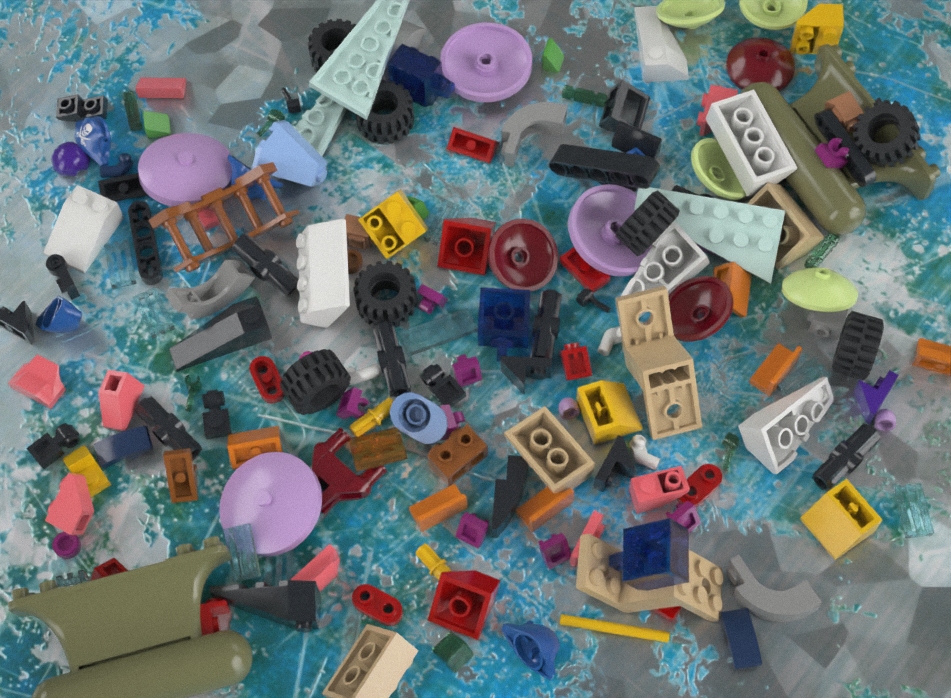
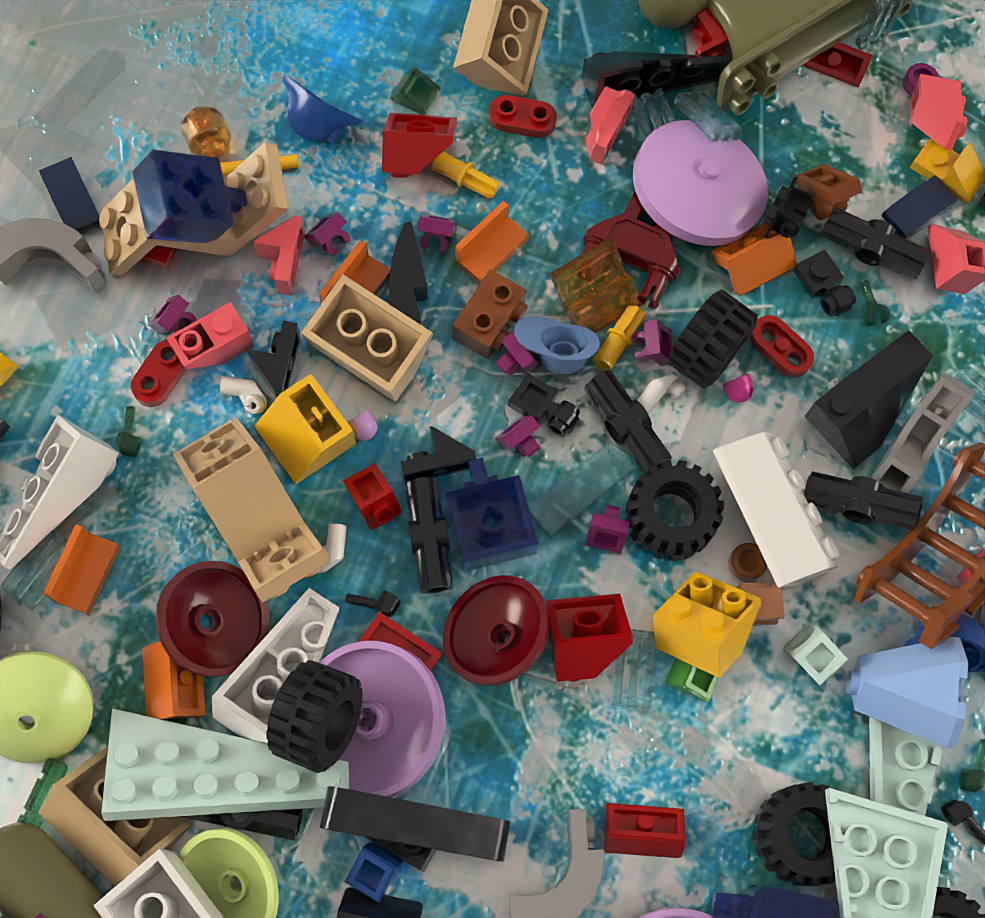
camera: 155 degrees right, 10 degrees up
(214, 469) = (788, 211): none -> black hinge
(336, 193) = (816, 653): none -> light aqua brick
(625, 655) = (206, 132): none -> clear orange head

